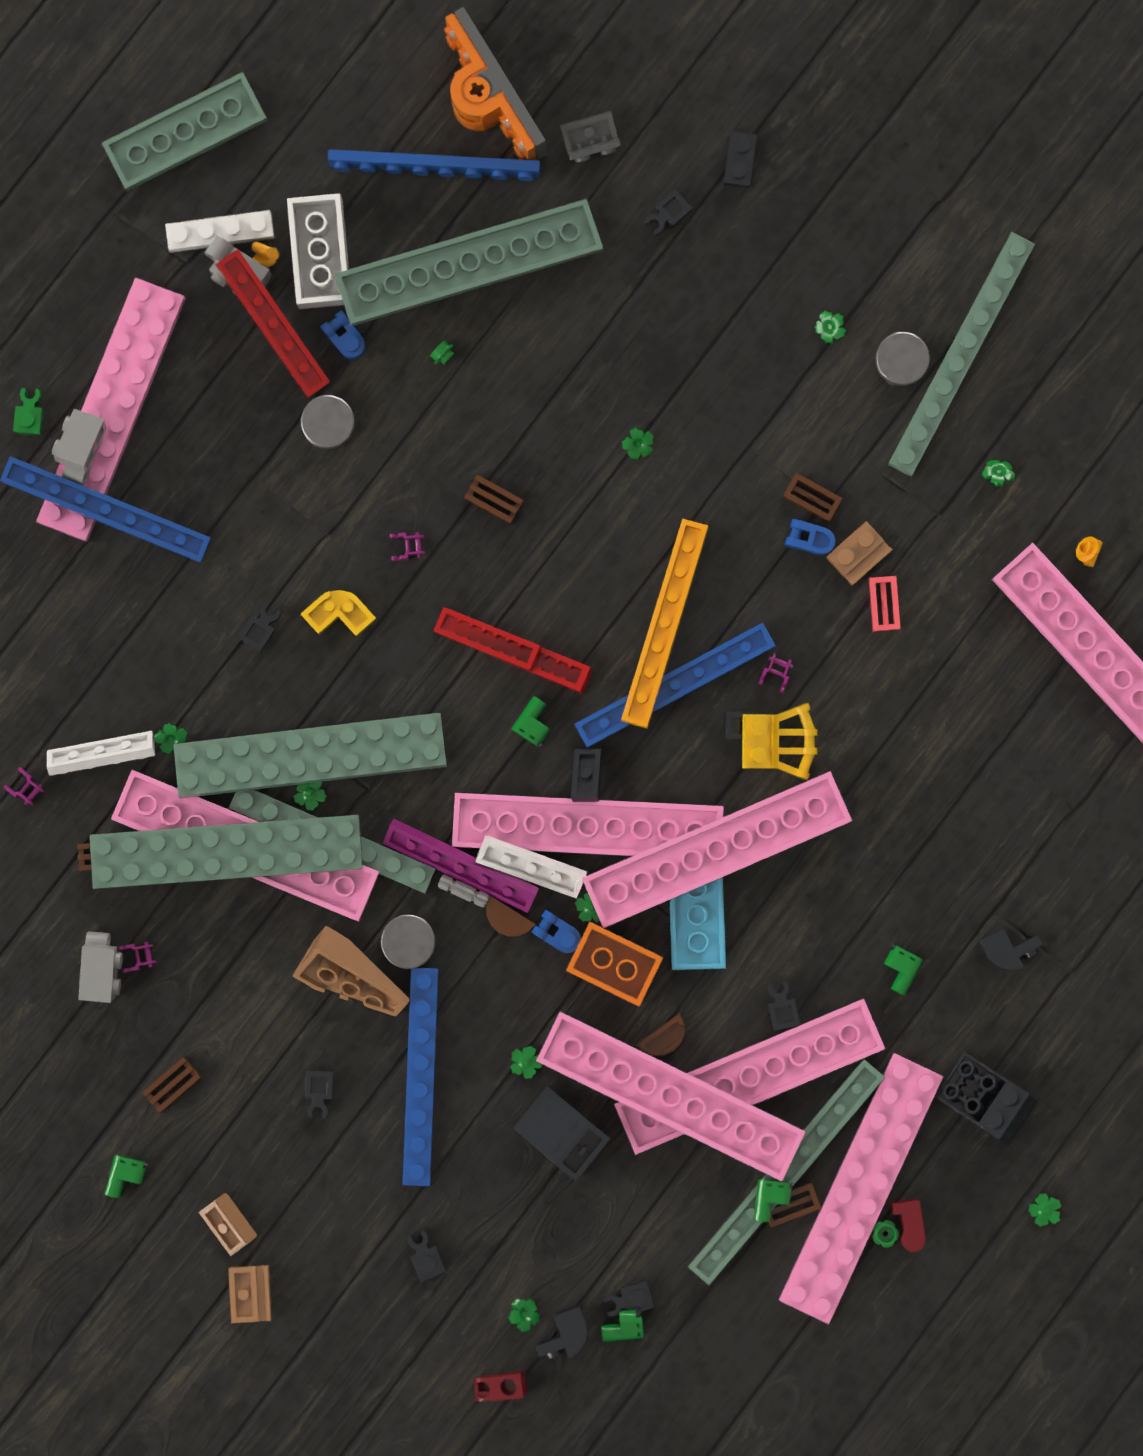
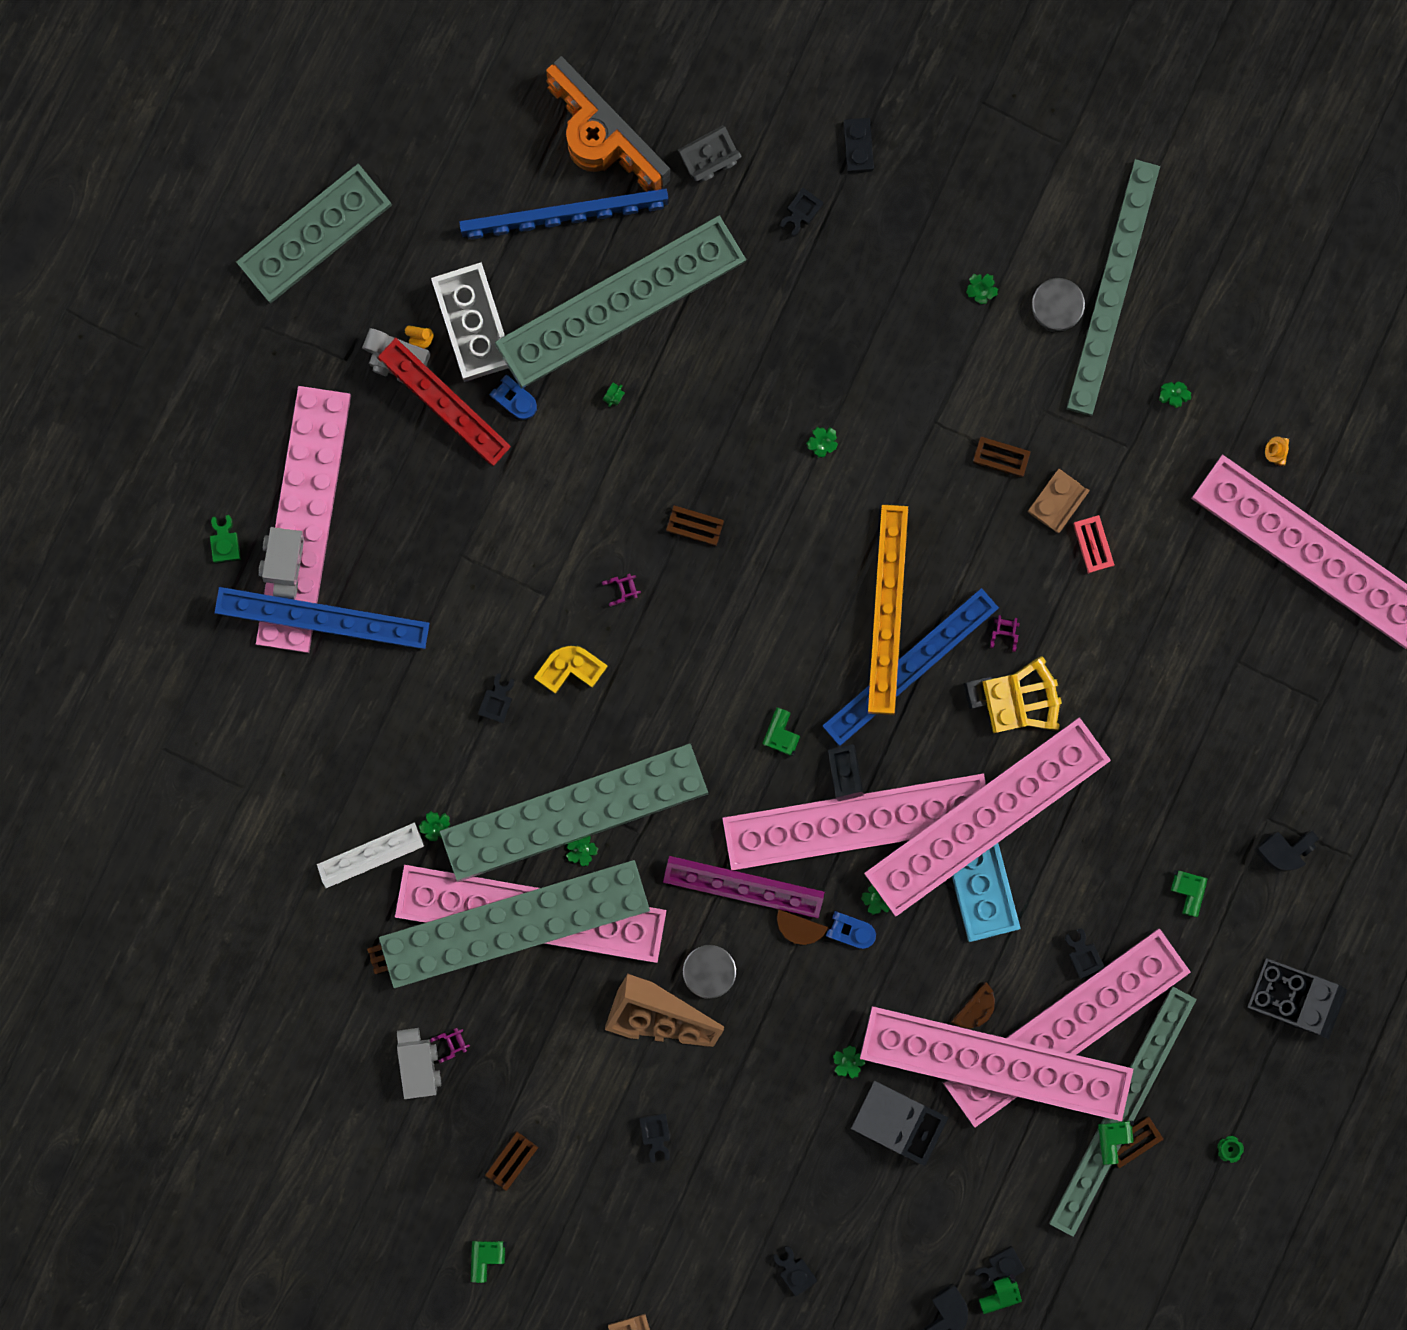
camera: 25 degrees left, 0 degrees up
(28, 800) = (315, 904): magenta piece -> none
(228, 1224) = (597, 1283): medium nougat slope -> none
(232, 228) = (381, 317): white plate -> none
(327, 422) = (517, 485): flat silver tile -> none
(375, 856) = (659, 896): sand green plate -> none
(420, 1077) = (750, 1099): blue plate -> none
(463, 891) = (751, 910): light grey axle -> none
(514, 650) = (747, 667): red slope -> none
(524, 1314) = (902, 1305): green plant -> none
(531, 866) = (812, 872): white plate -> none
(614, 964) = (914, 948): orange brick -> none
(819, 542) = (1018, 496): blue plate -> none
(860, 1188) = (1197, 1111): bright pink plate -> none
(912, 1234) = (1256, 1142): dark red leg -> none
(1045, 1210) = (1377, 1092): green plant -> none

